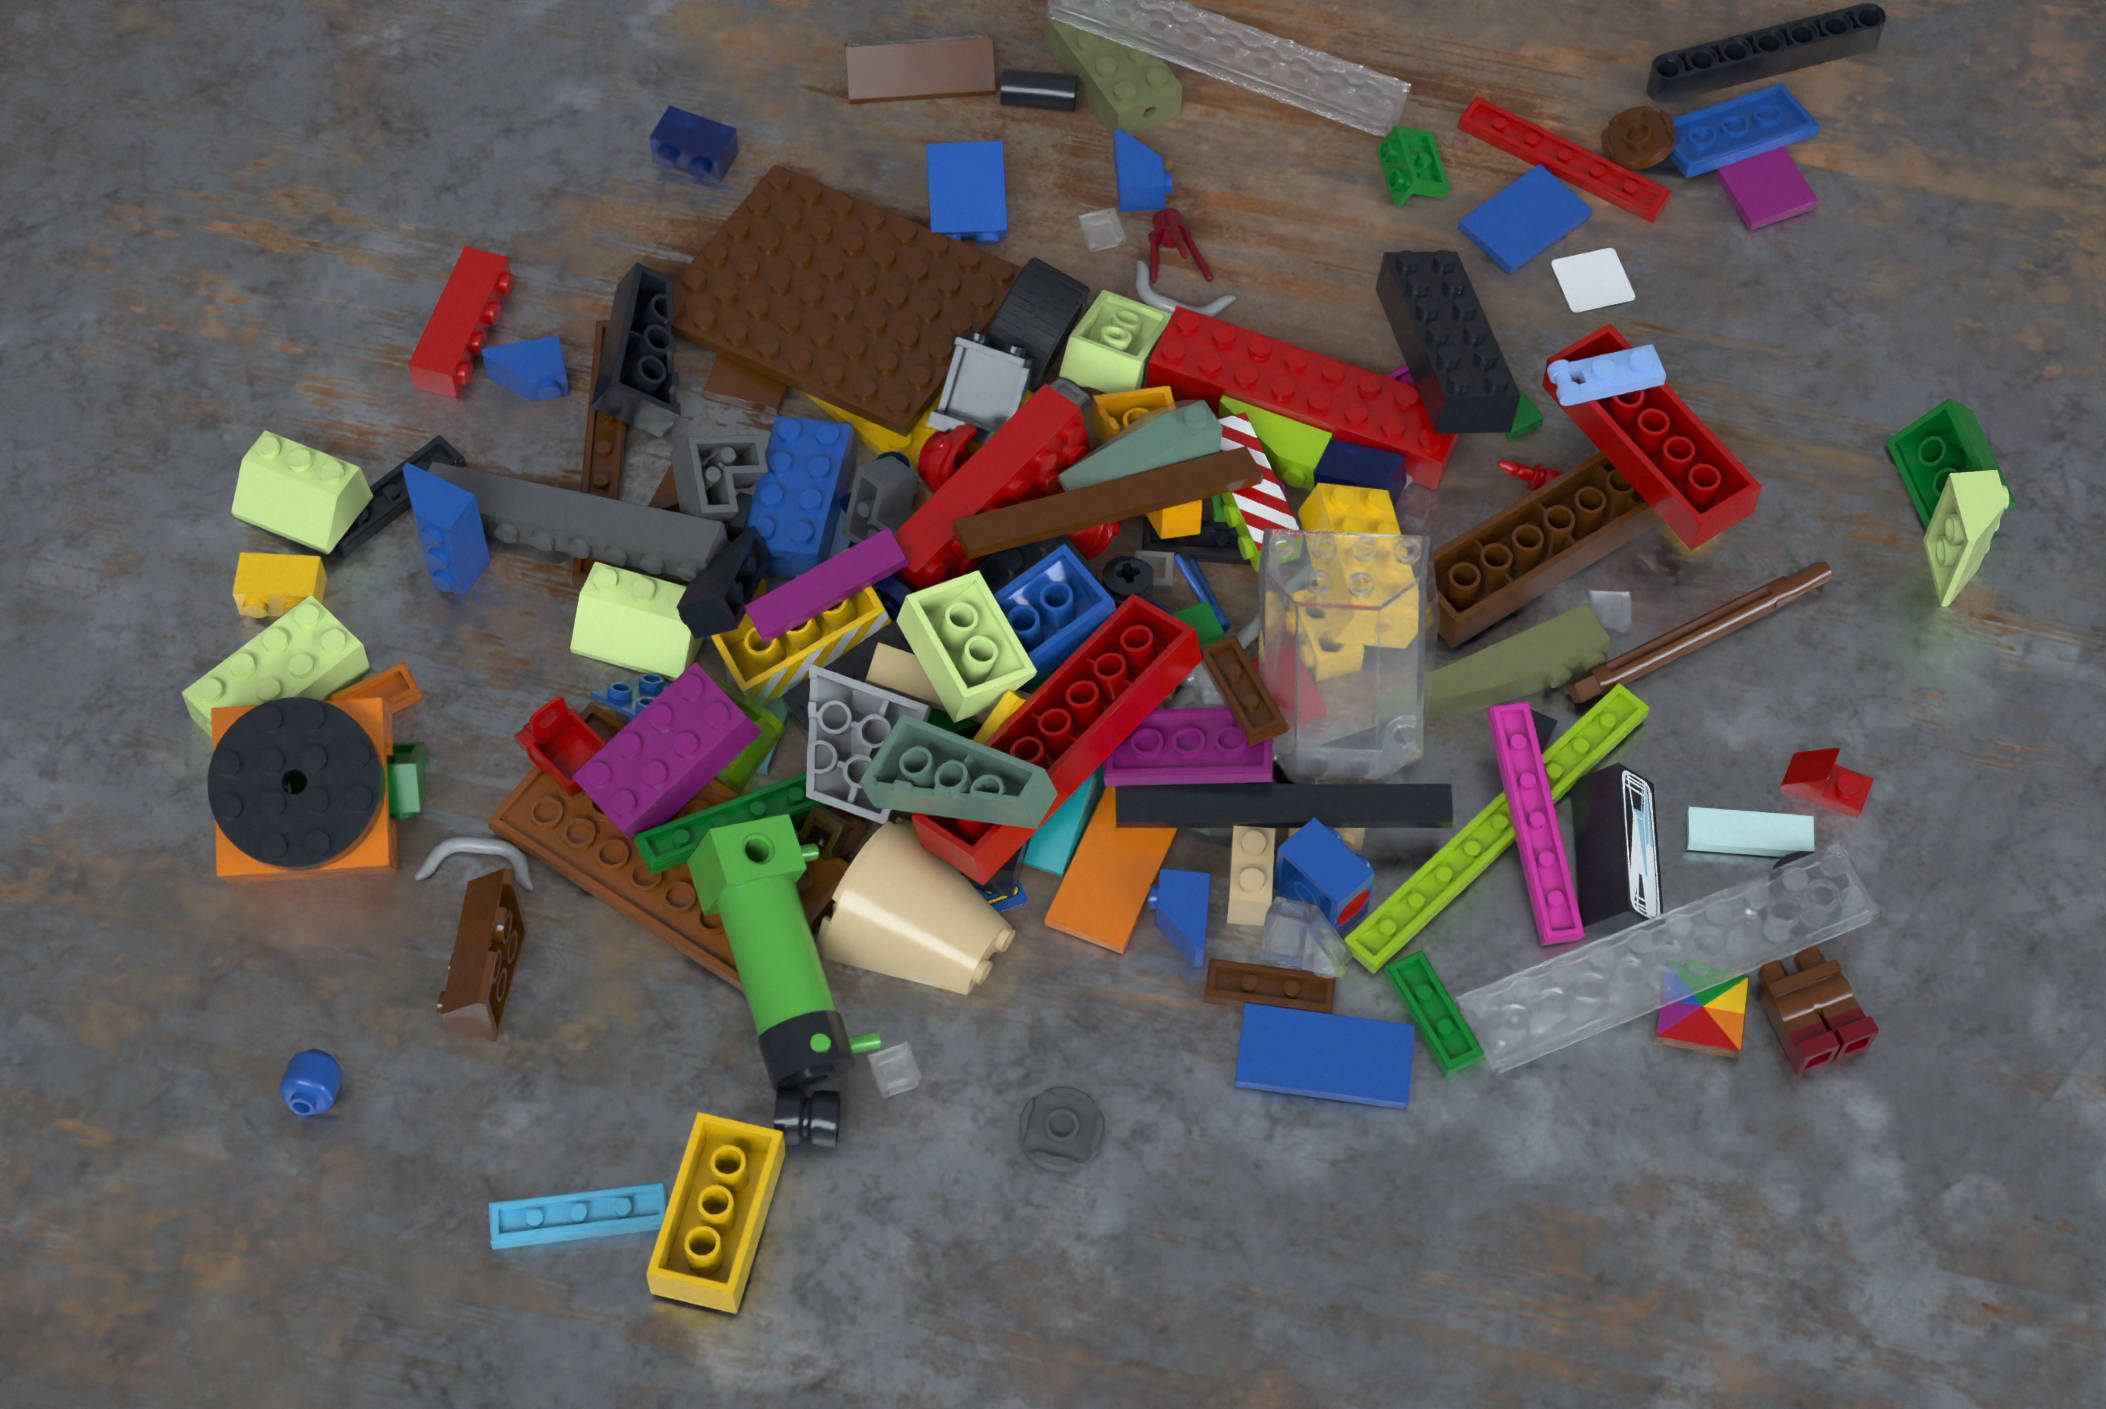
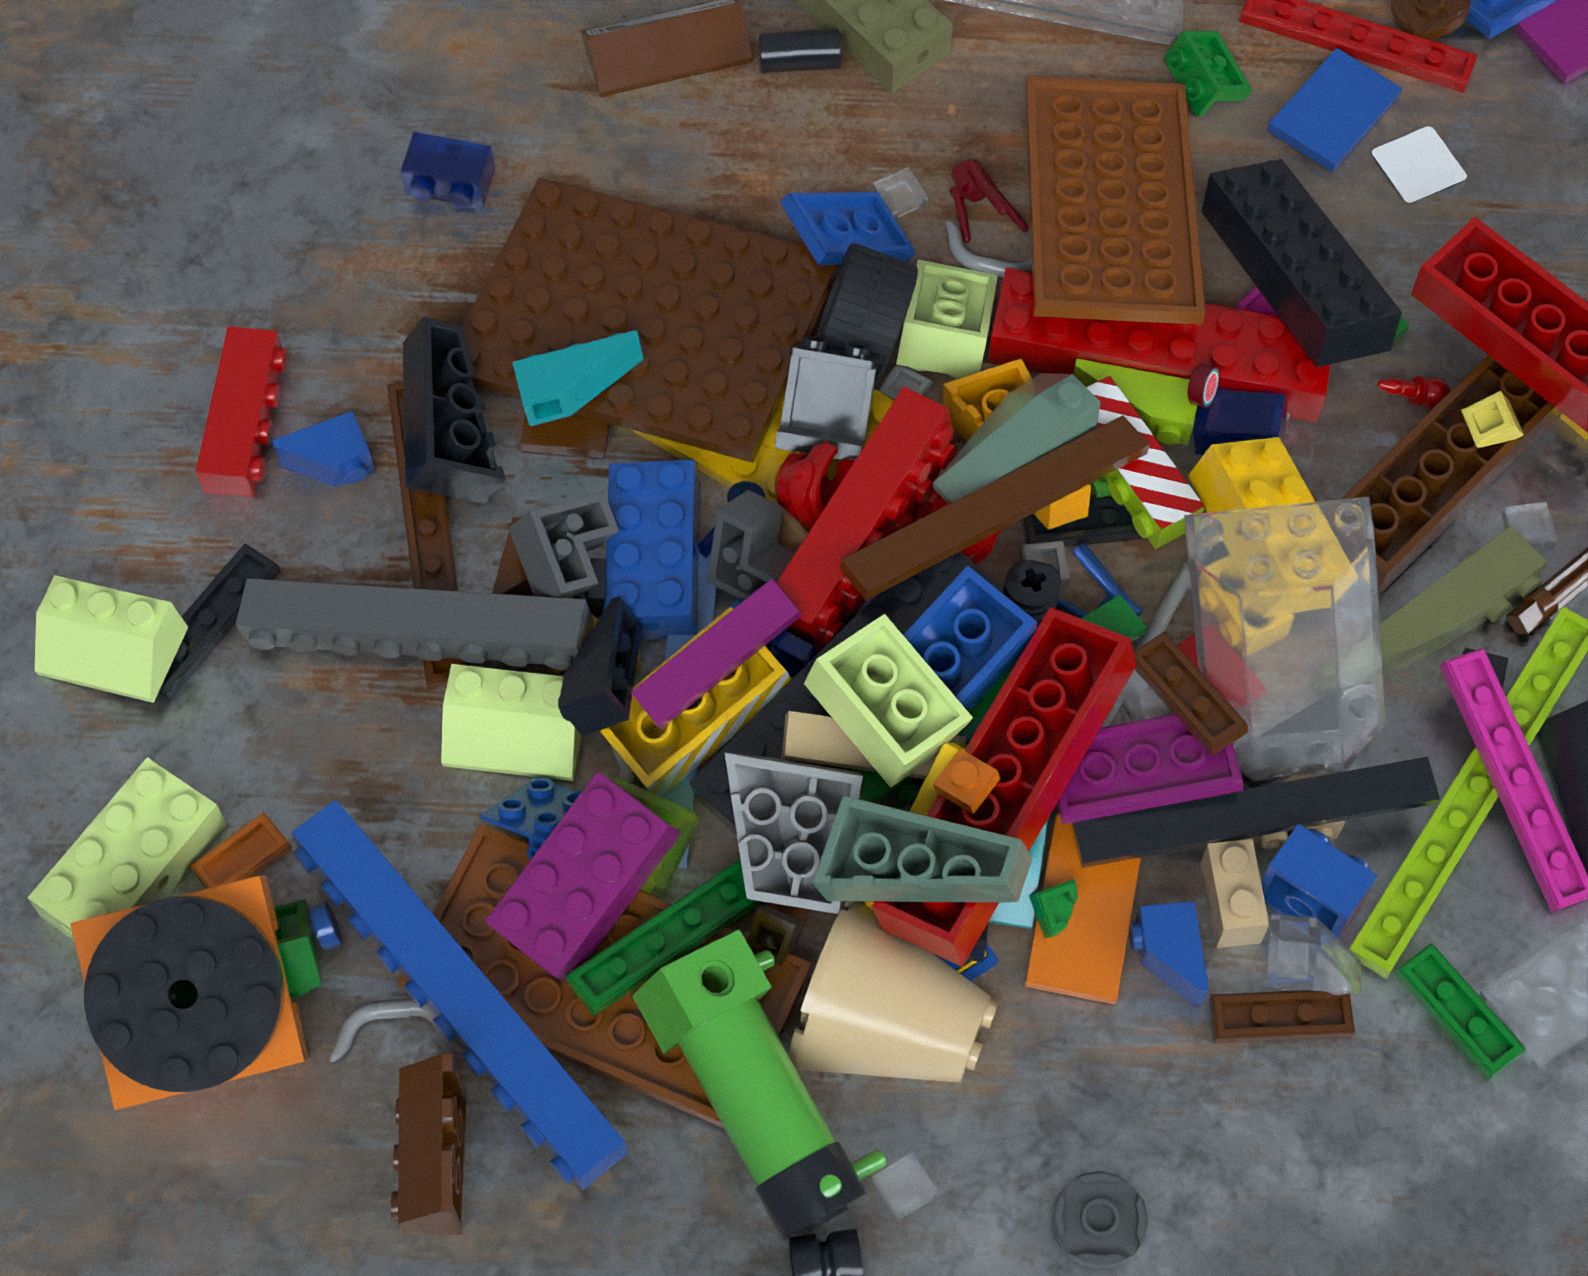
camera: 10 degrees left, 5 degrees up
(276, 583) = (104, 747): yellow brick -> none
(435, 764) = (325, 926): none -> blue tile
(448, 530) = (282, 657): blue slope -> none
(538, 838) = (459, 995): none -> blue brick
(559, 743) = (462, 882): red piece -> none
(755, 336) = (569, 378): none -> teal slope
(967, 191) = (750, 174): blue slope -> none
(1019, 725) = (966, 781): none -> orange plate
(1055, 242) = (838, 219): none -> blue tile
(1084, 857) = (1054, 907): none -> green tile
(1139, 175) = (925, 127): blue slope -> none
(1288, 262) = (1112, 201): none -> dark orange plate
(1325, 1056) = (1358, 1082): blue tile -> none
(1330, 434) = (1203, 385): none -> dark red tile
(1589, 507) = (1492, 421): none -> light yellow slope
(1606, 375) = (1489, 275): light blue plate -> none

